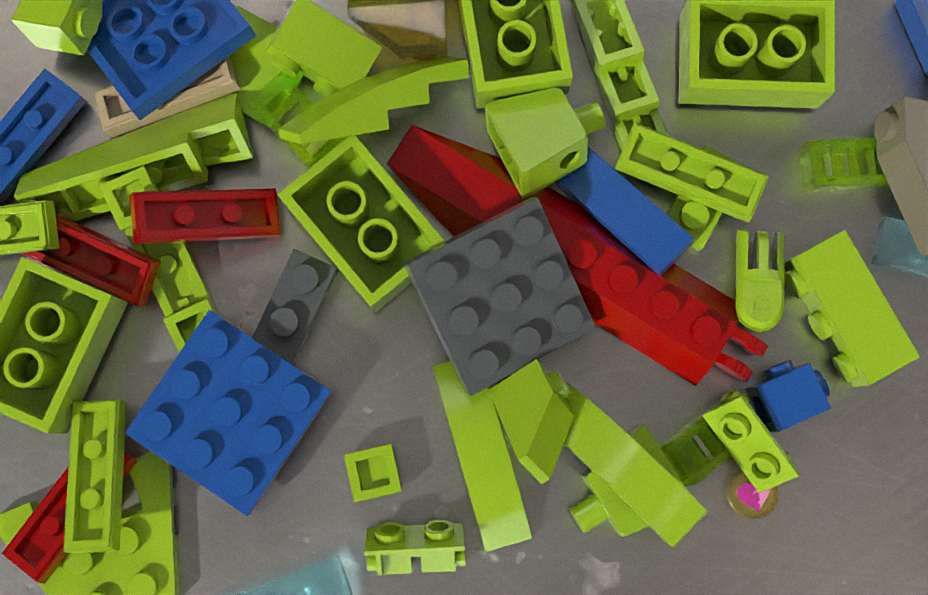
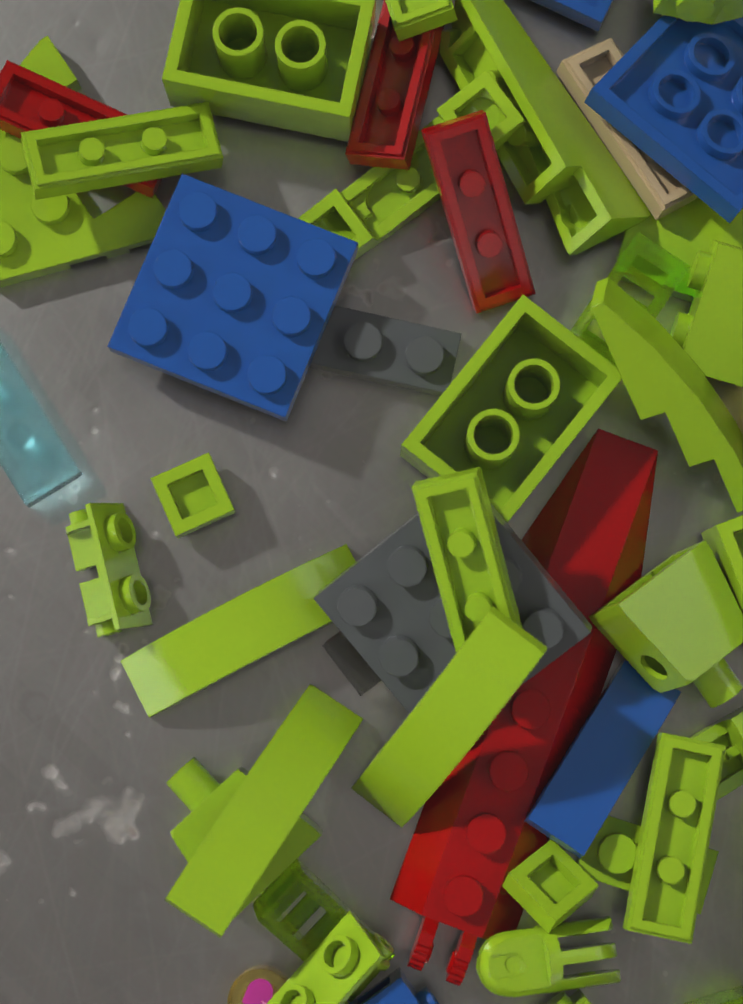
camera: 80 degrees right, 0 degrees up
(477, 273) = (464, 550): none -> lime tile
(535, 416) = (302, 687): lime slope -> none
(579, 311) = (450, 717): none -> lime slope
(709, 267) = (550, 885): none -> lime plate

